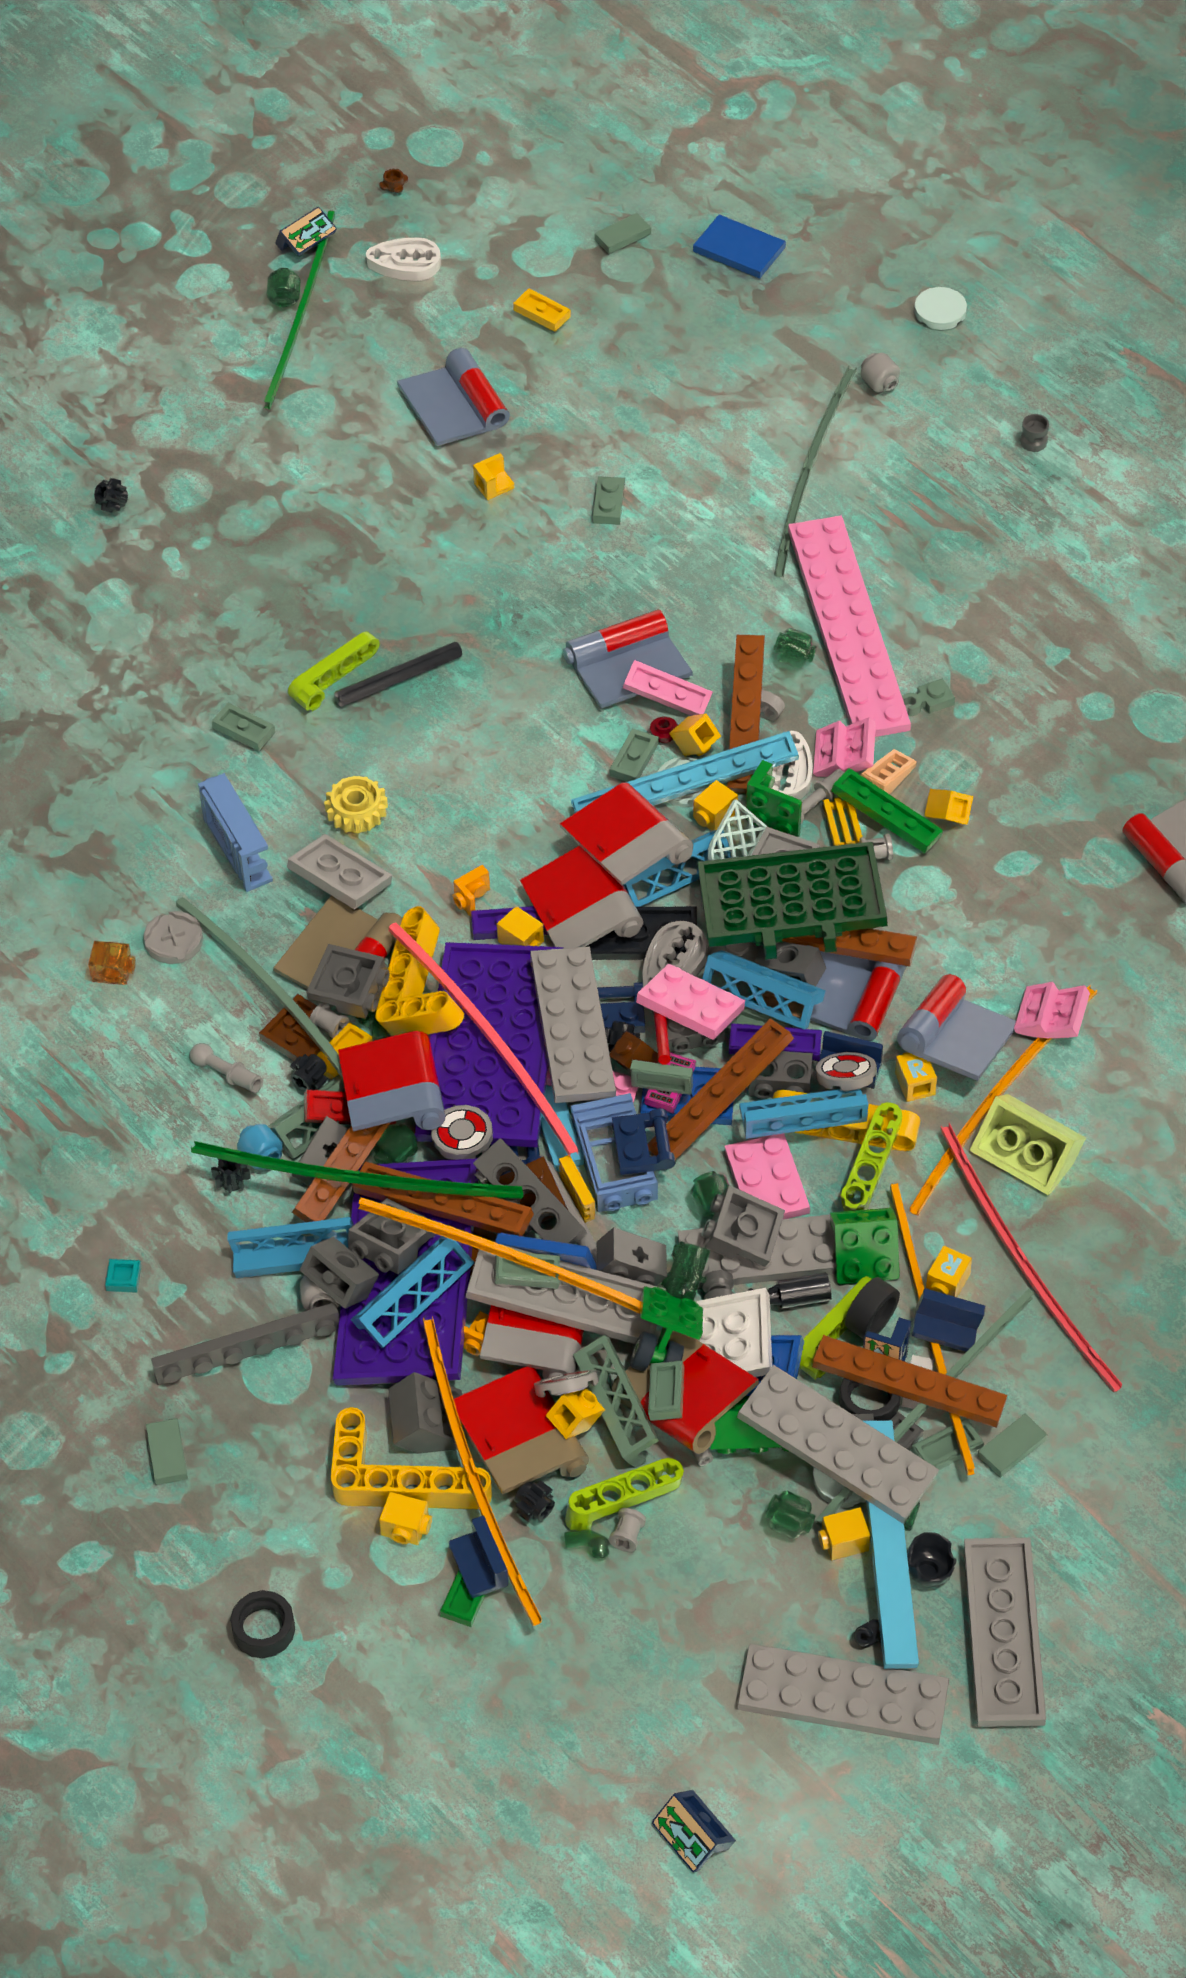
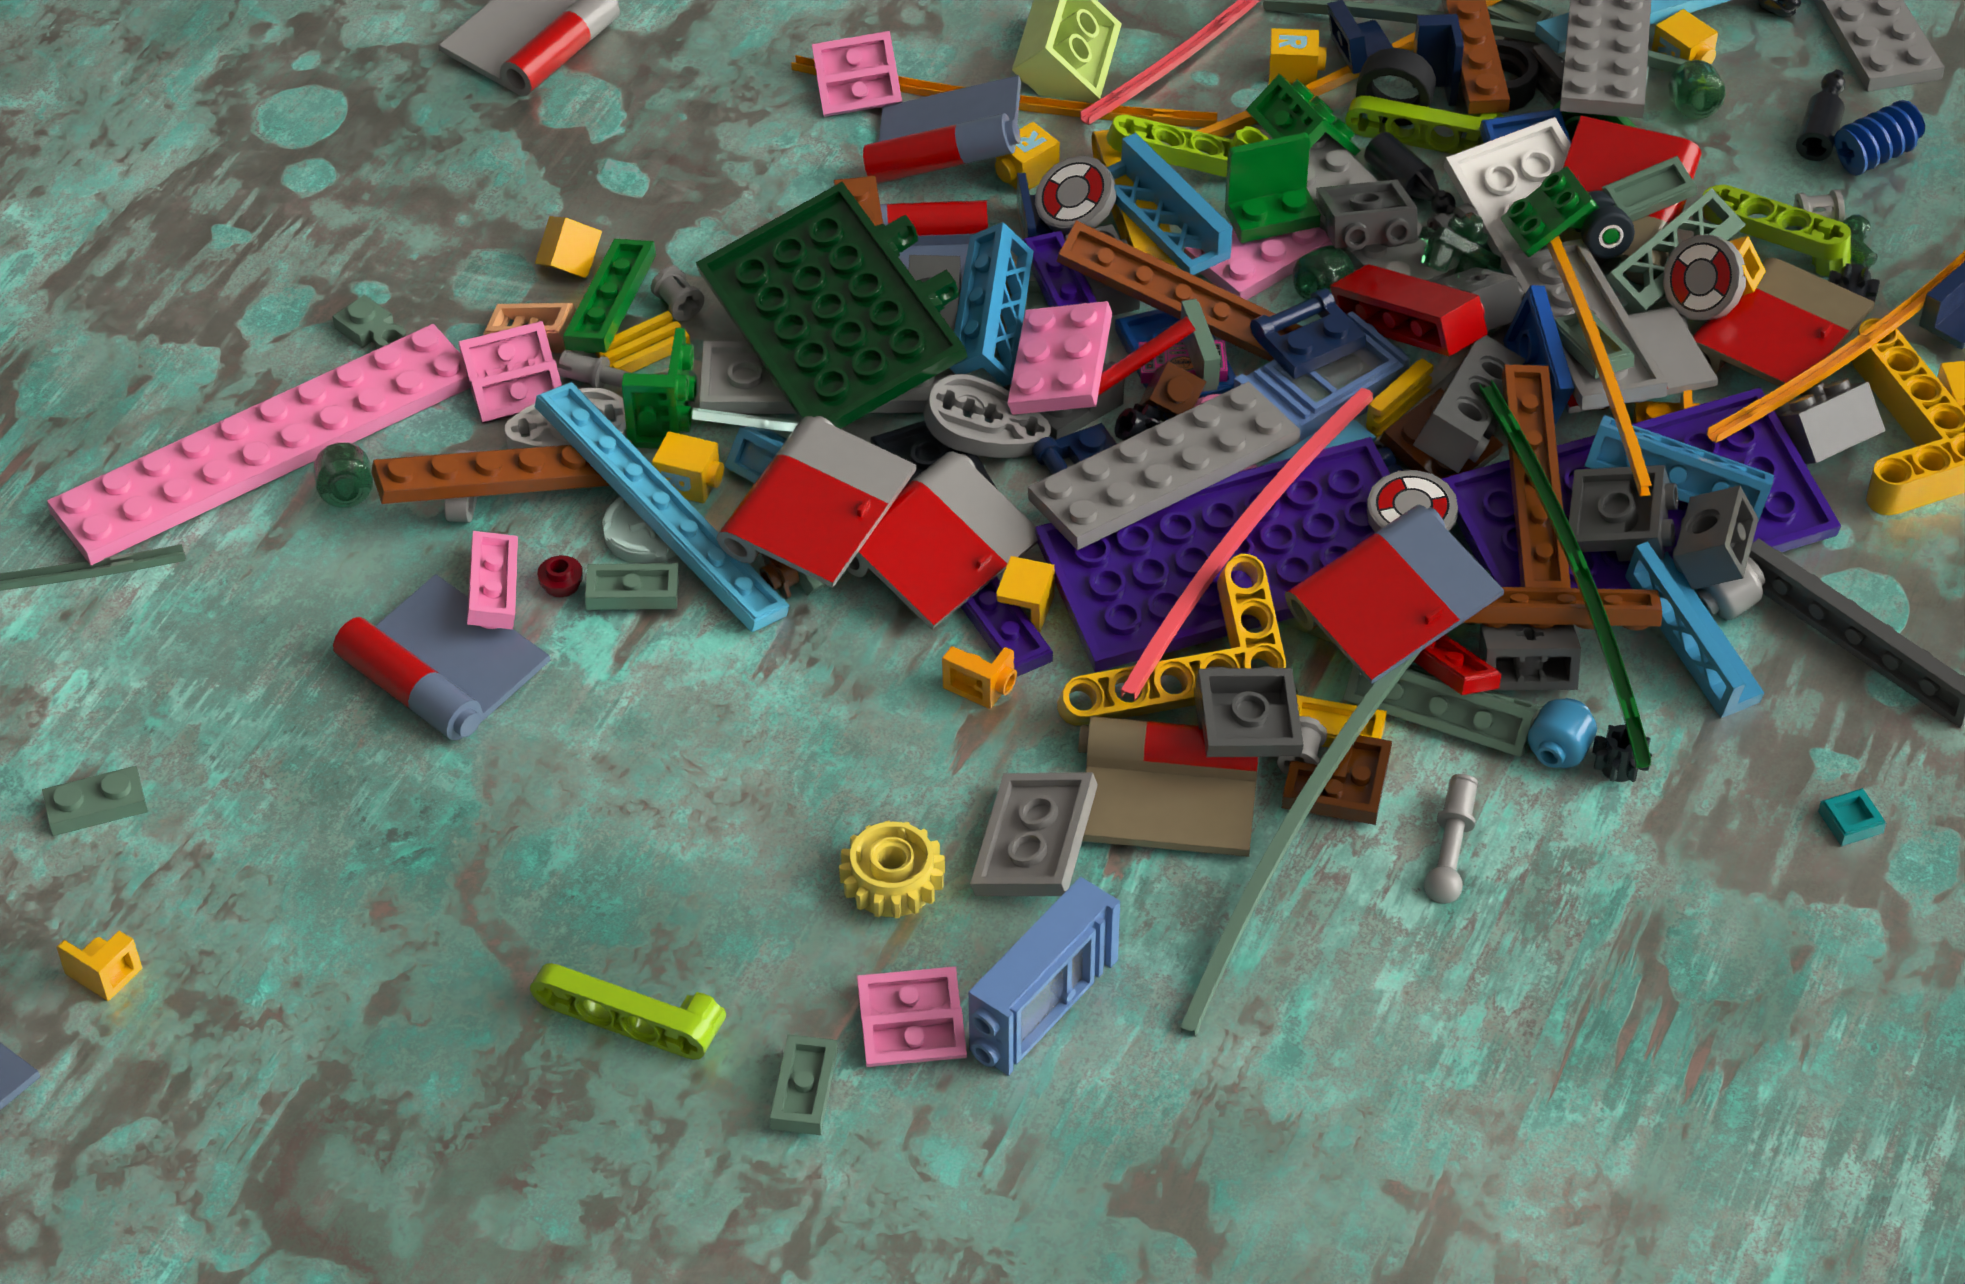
camera: 115 degrees left, 5 degrees down
(111, 962) = (1365, 1051): clear orange brick -> none
(173, 937) = (1260, 1007): light grey tile -> none
(262, 786) = (911, 1016): none -> bright pink slope
(309, 1072) = (1407, 729): black gear -> none
(398, 674) = (593, 930): black axle -> none
(633, 1204) = (1412, 309): none -> red brick
(675, 1601) = (1879, 137): none -> blue piece
(695, 735) = (569, 520): yellow brick -> none
(723, 1587) = (1822, 119): none -> black wheel
(786, 1177) = (1269, 188): none -> green bracket

